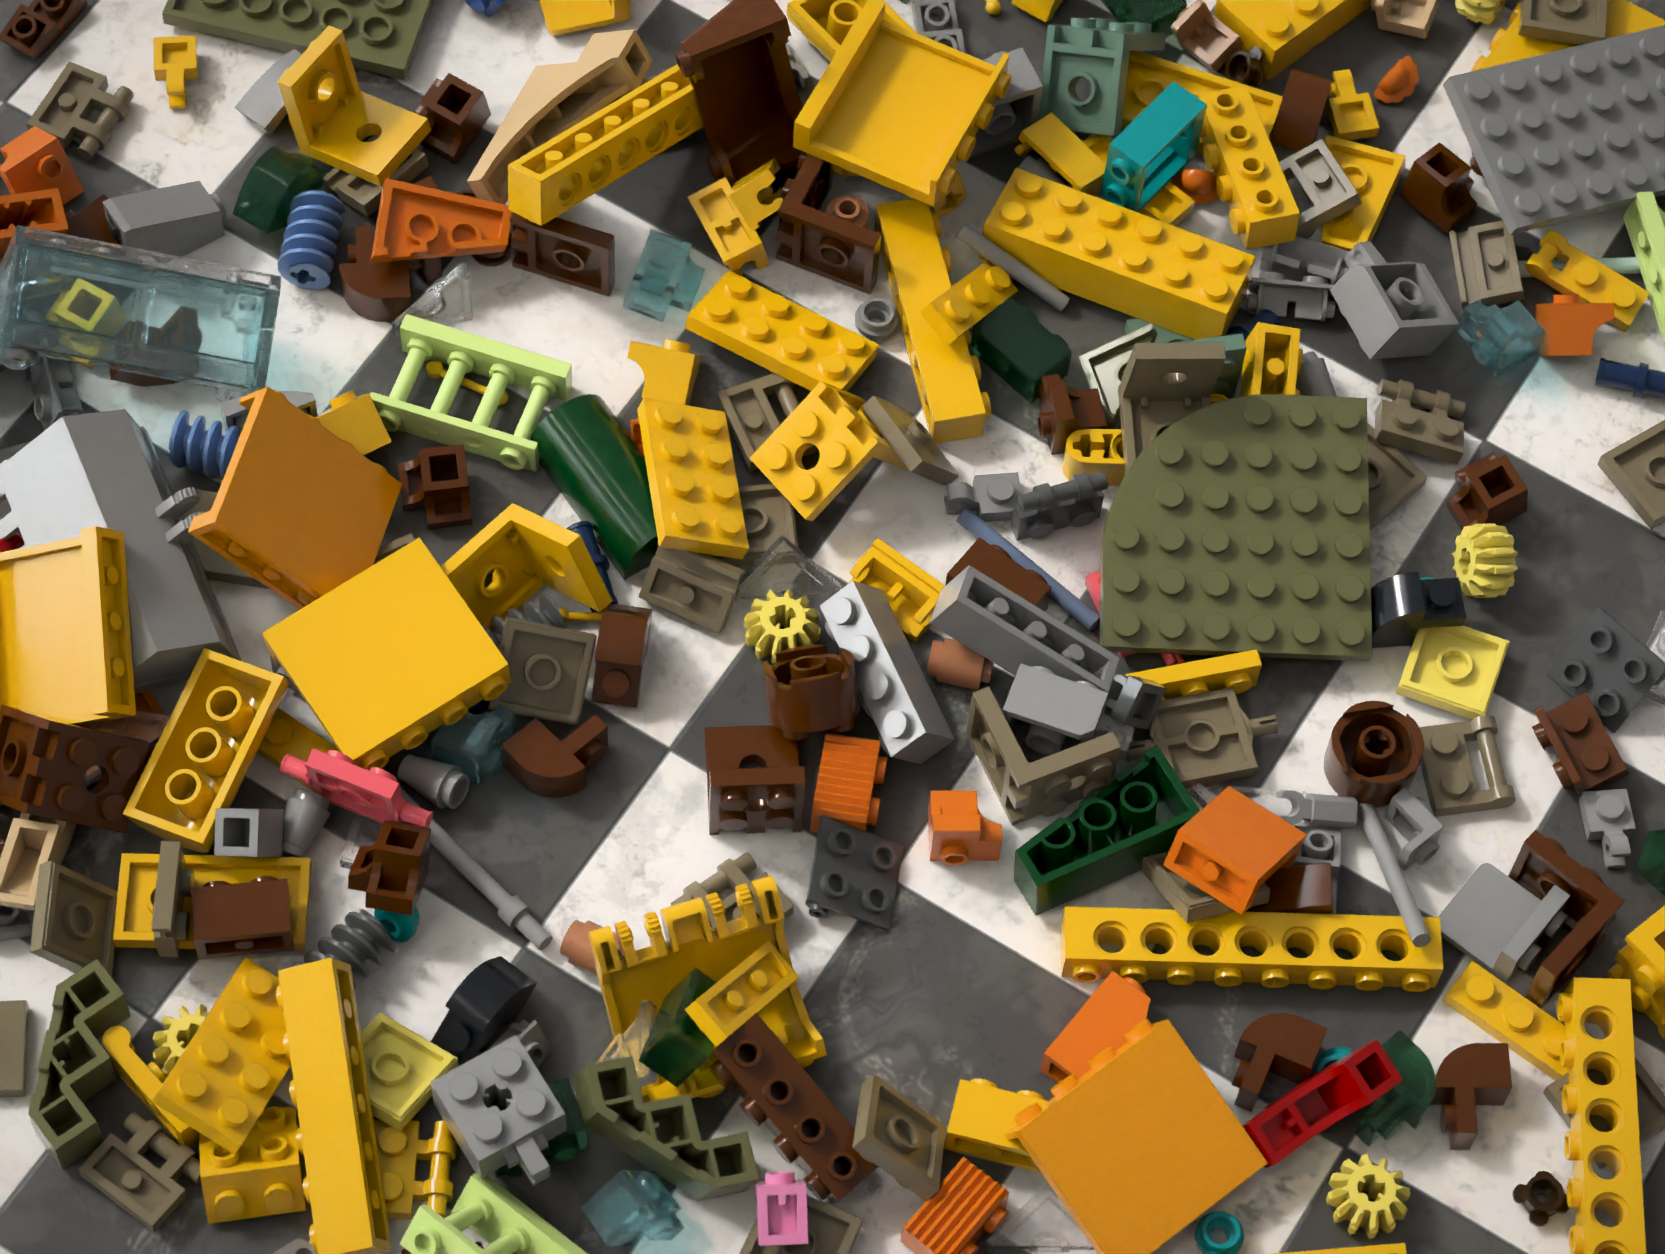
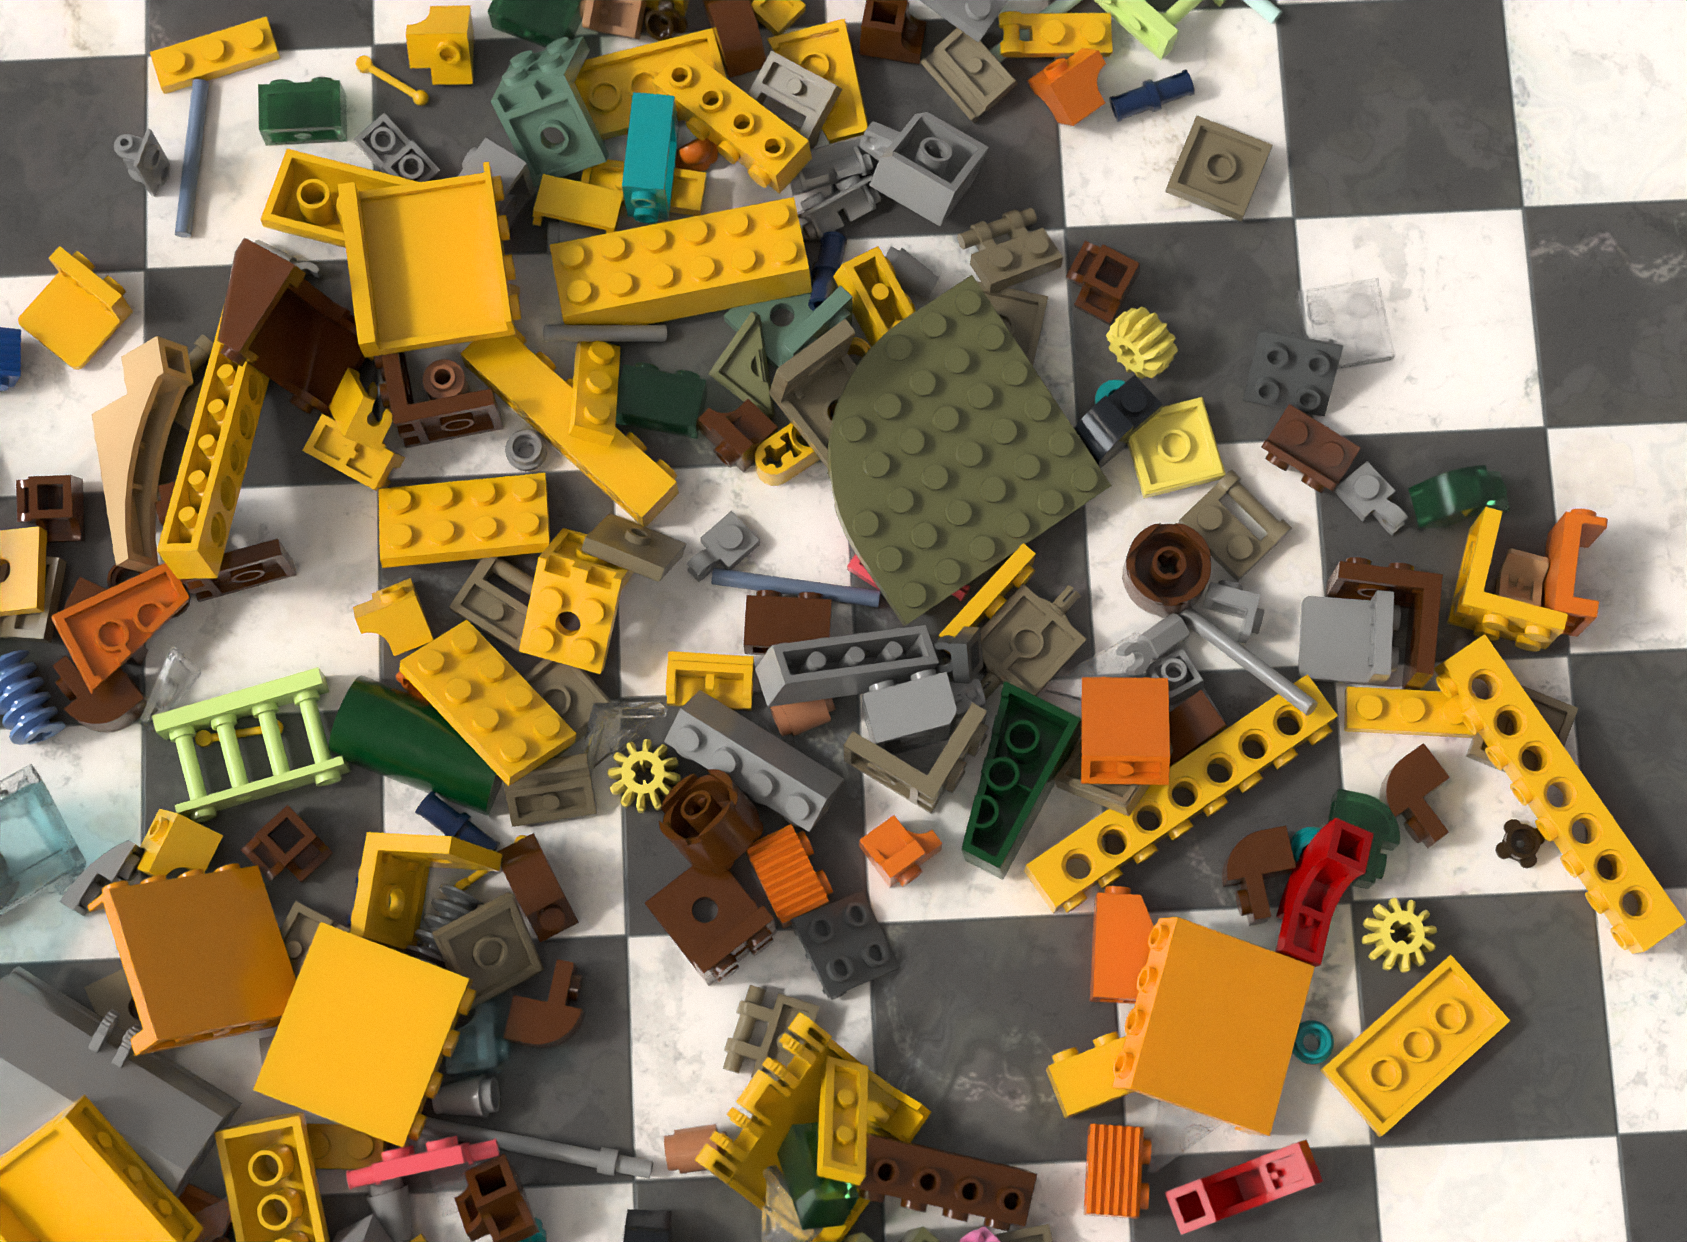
camera: 30 degrees left, 15 degrees up
(202, 448) = (76, 943): medium blue piece -> none
(663, 277) = (331, 533): clear light blue brick -> none
(899, 1137) = (1035, 1144): dark tan plate -> none
(1059, 506) = (798, 511): dark grey plate -> none
(1500, 335) = (1021, 131): clear light blue brick -> none

